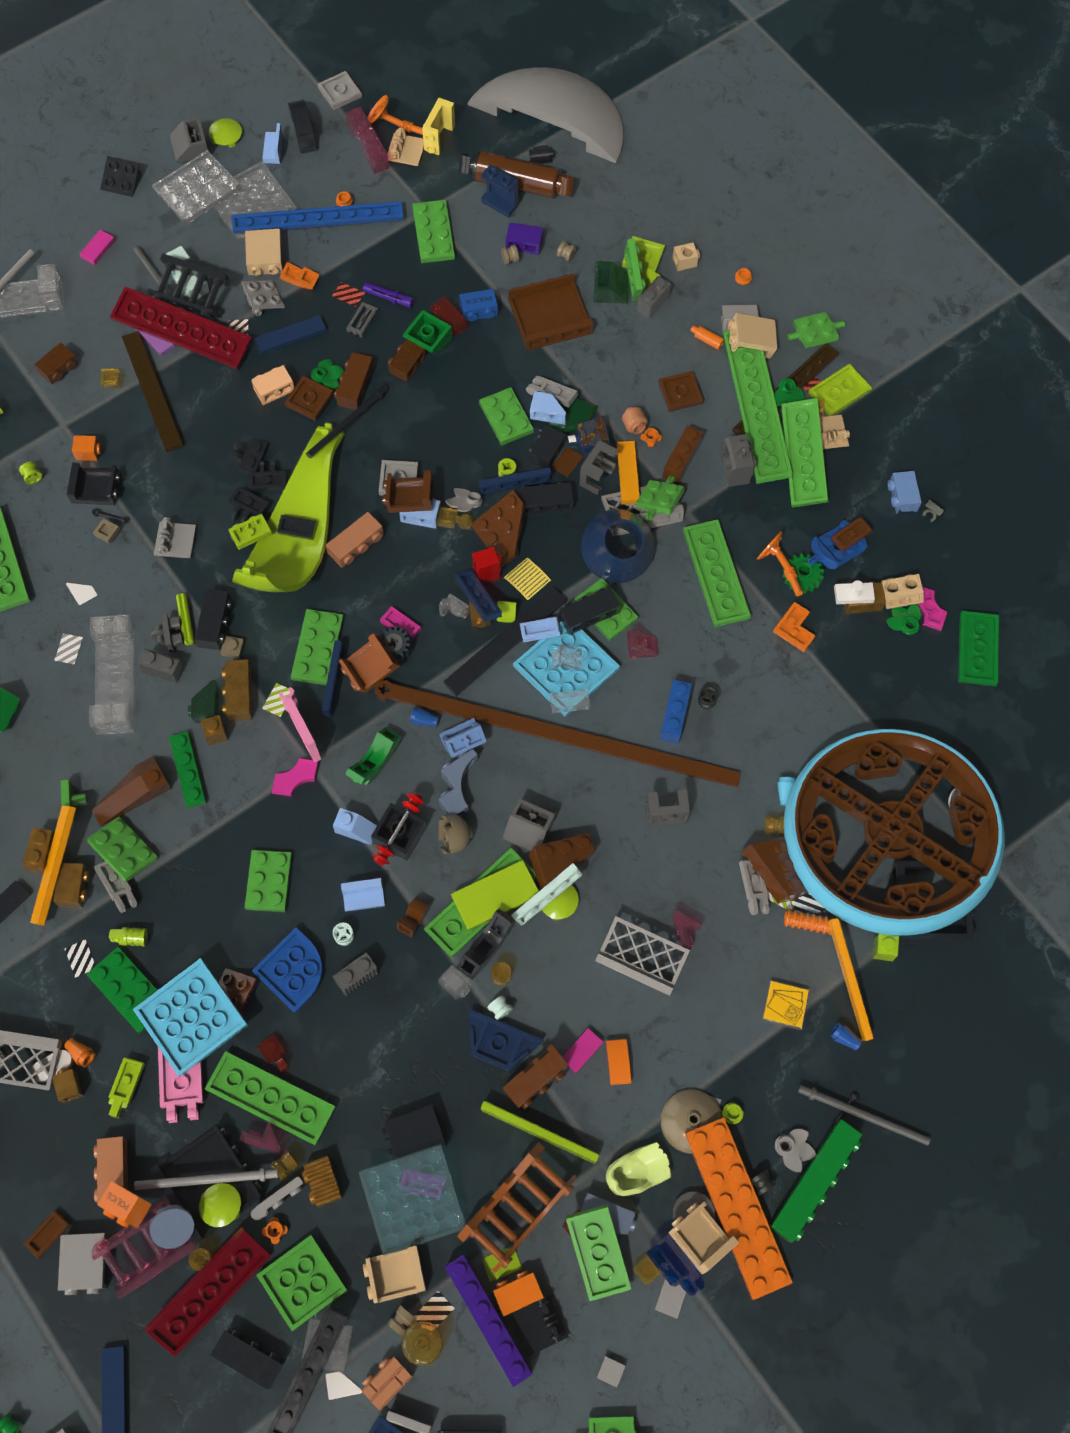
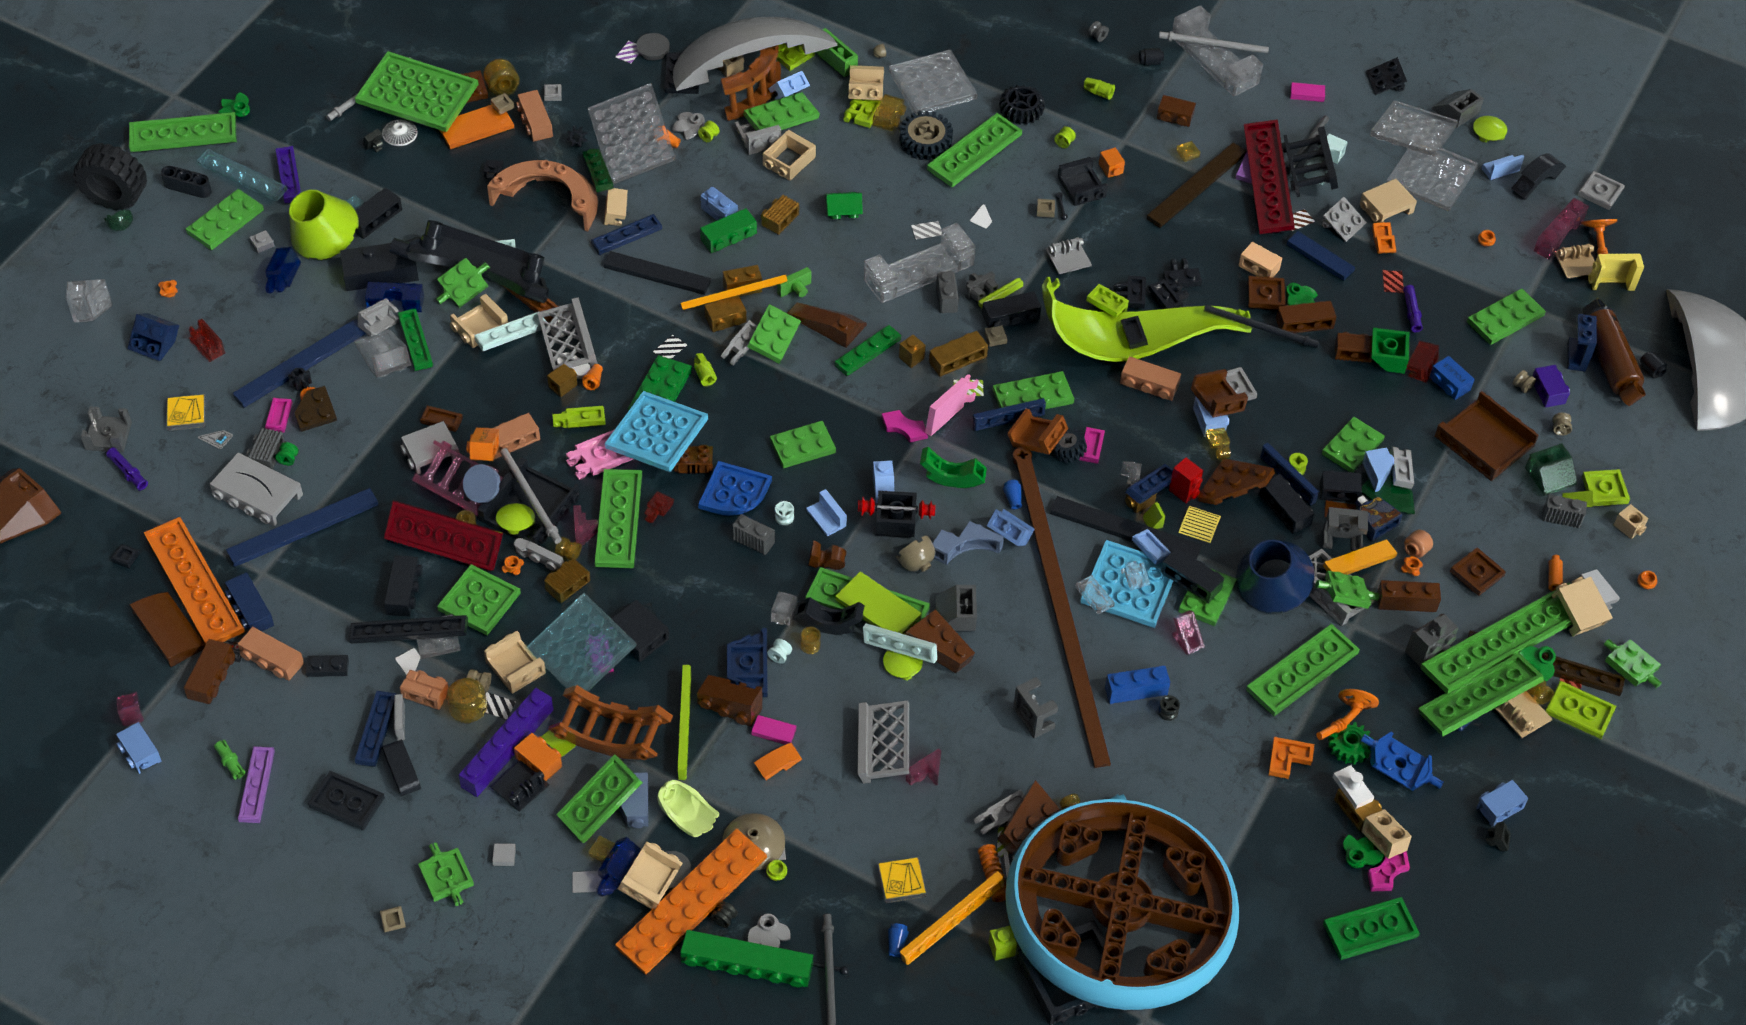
camera: 65 degrees right, 15 degrees down
(204, 703) = (934, 335): clear green slope -> none
(318, 217) = (1452, 226): blue plate -> none
(350, 328) = (1374, 300): dark grey tile -> none
(464, 500) = (1246, 445): light grey plate -> none
(634, 268) = (1577, 476): bright green plate -> none
(851, 534) = (1416, 763): reddish brown plate -> none

